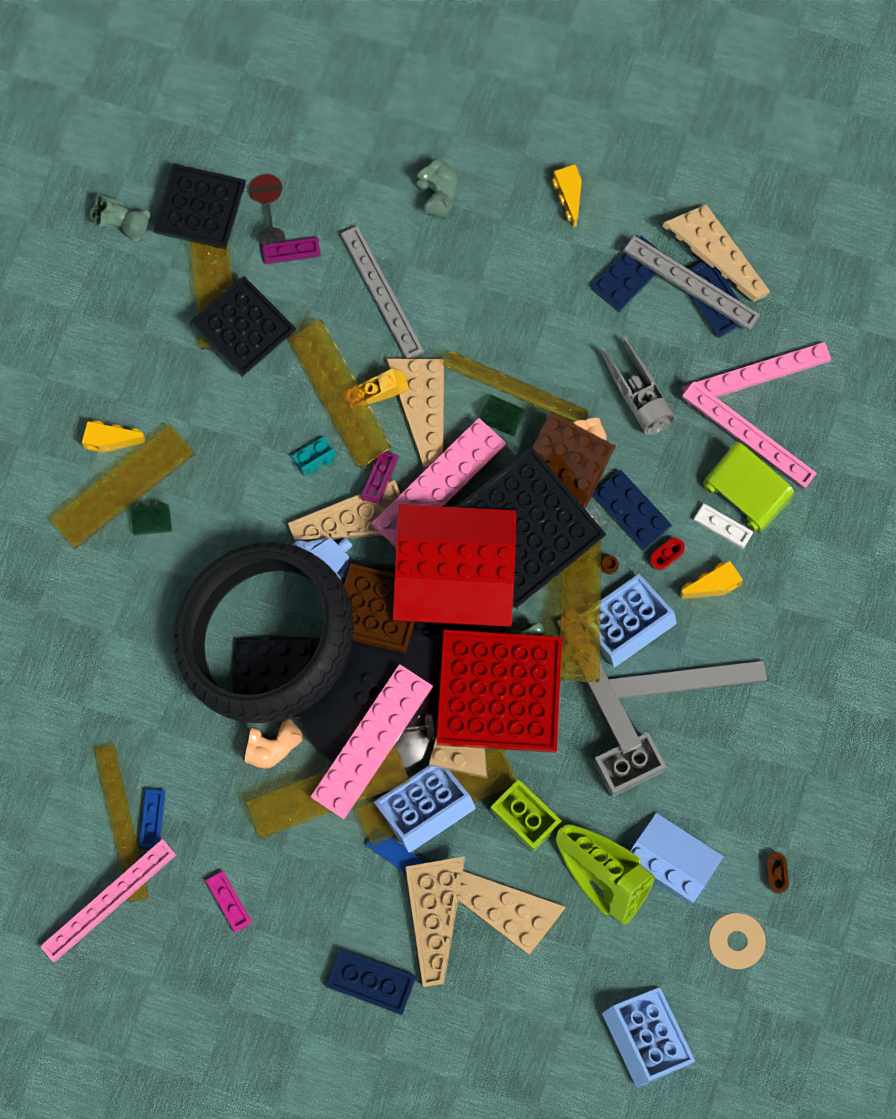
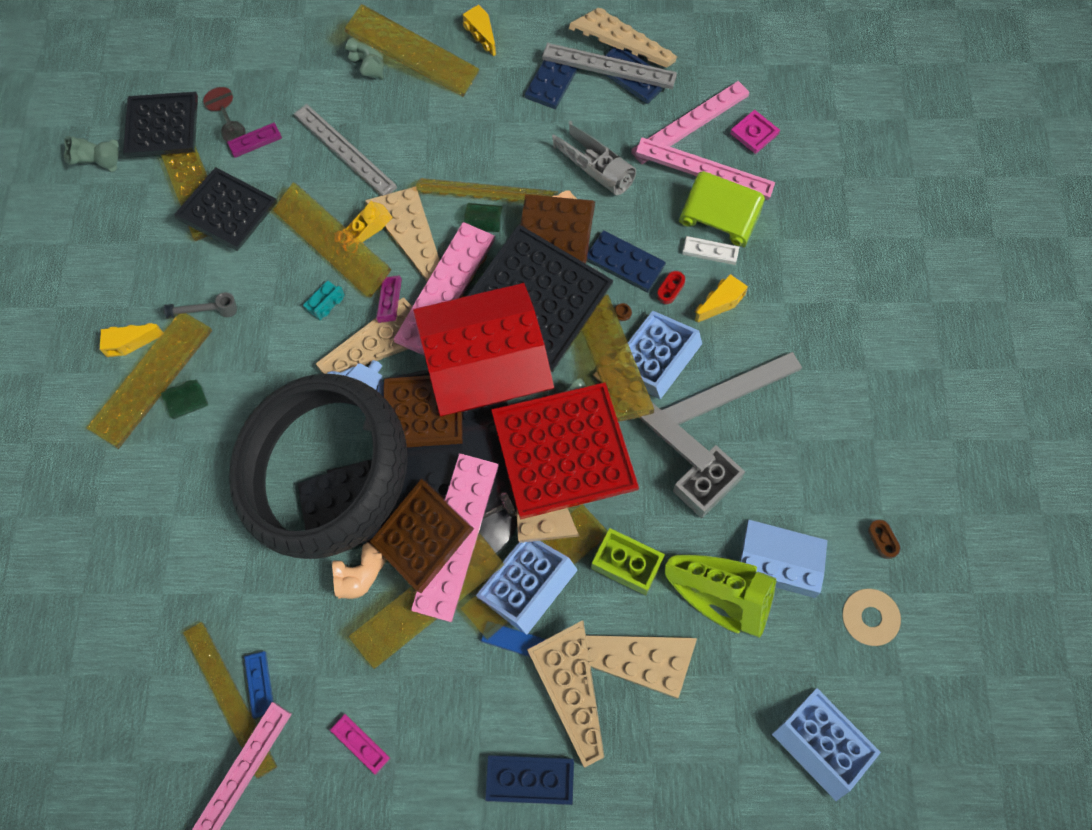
camera: 15 degrees left, 5 degrees down
(159, 423) = (220, 301): none -> dark grey piece
(340, 731) = (421, 535): none -> reddish brown plate
(486, 200) = (412, 50): none -> clear yellow plate
(819, 407) = (755, 131): none -> dark pink plate

